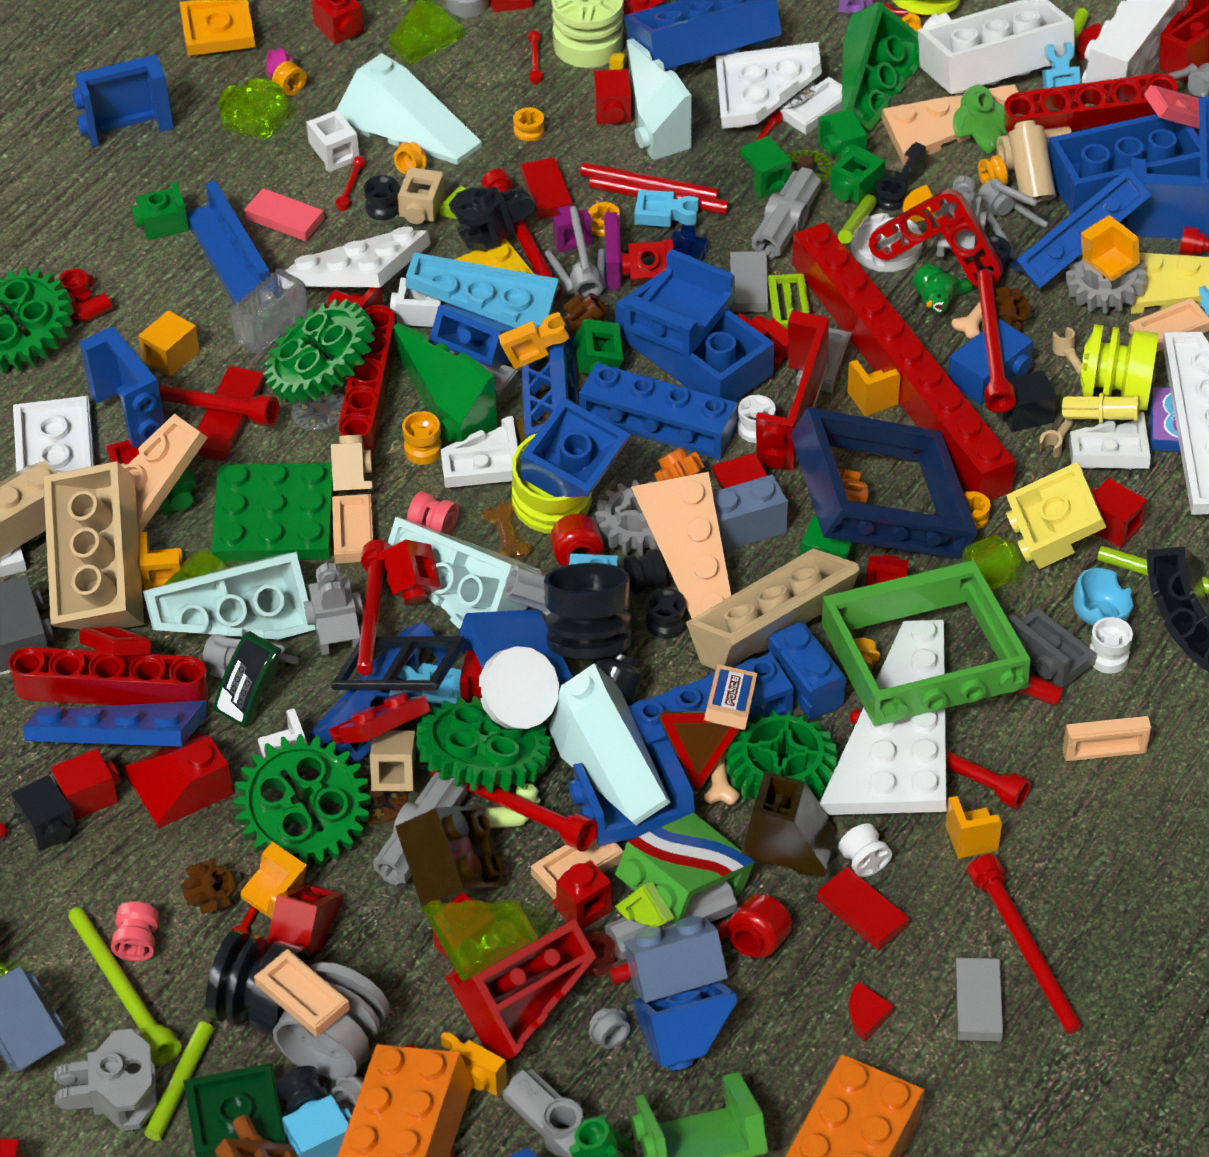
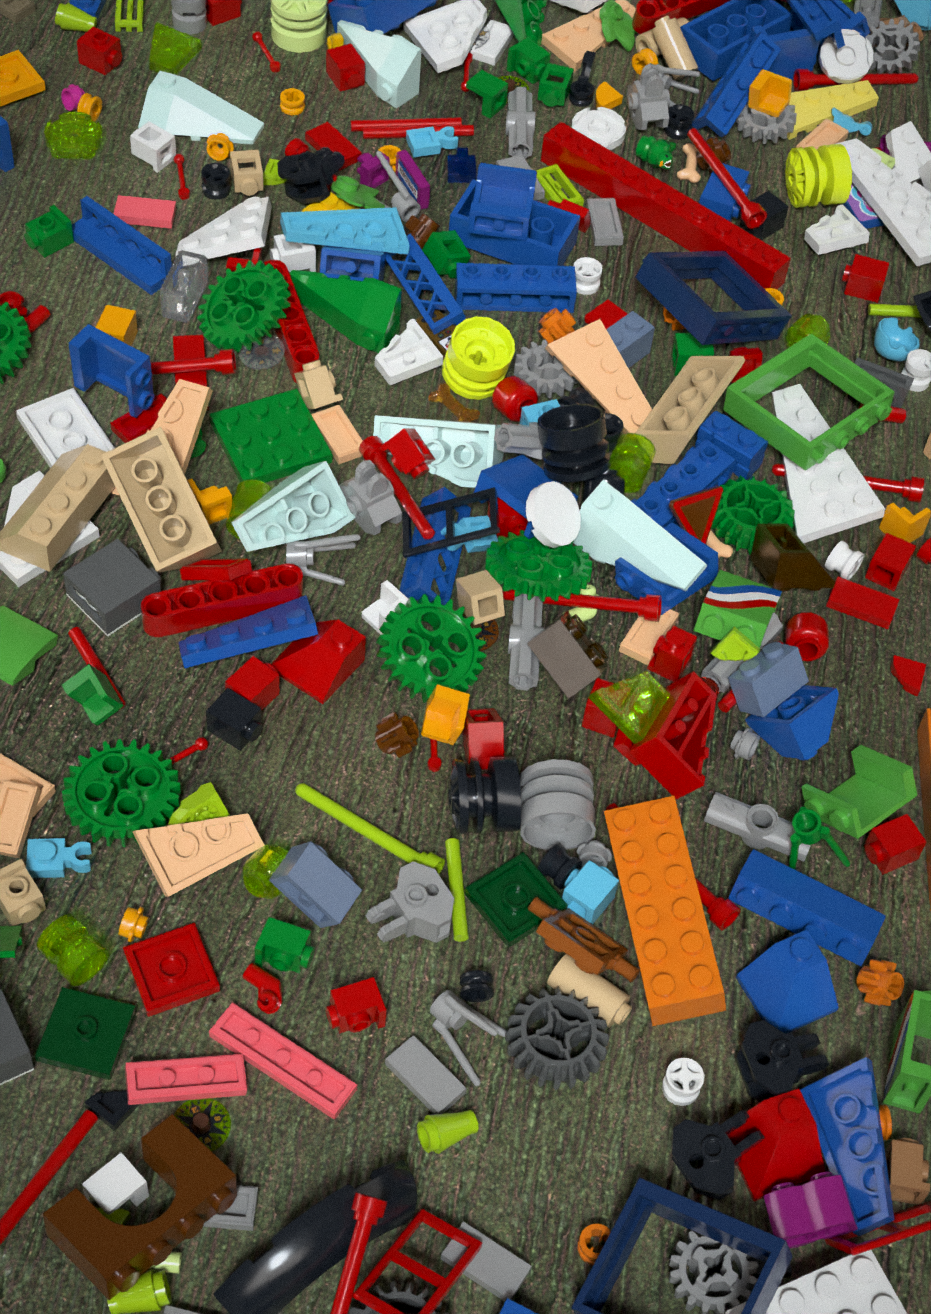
camera: 30 degrees left, 5 degrees up
(135, 928) = (358, 784): coral wheel -> none
(246, 675) = (336, 568): slope -> none
(302, 993) = (543, 789): light nougat tile -> none
(379, 719) = (458, 568): red plate -> none
(422, 437) = (354, 352): light orange wheel -> none
(433, 513) = (404, 404): coral wheel -> none
(485, 1067) = (685, 798): light orange plate -> none
(526, 250) = (355, 193): none -> bright green plate
(530, 343) = (403, 258): light orange plate -> none
(571, 451) = (499, 329): blue slope -> none
(633, 266) = (457, 177): red brick -> none
(668, 655) = (632, 459): none -> clear neon green wheel
(730, 697) = (708, 476): tile -> none
(807, 352) = (609, 215): red panel -> none
(857, 219) = (577, 115): lime bar -> none
(873, 390) = (653, 236): light orange panel -> none
(923, 868) = (890, 561): none -> red brick
(949, 226) = (653, 102): red beam -> none
(1054, 515) = (835, 288): light yellow plate -> none
(1055, 438) = (794, 237): tan hand -> none
(1066, 347) = (760, 172): tan hand -> none
(1101, 408) = (820, 207): light yellow axle -> none

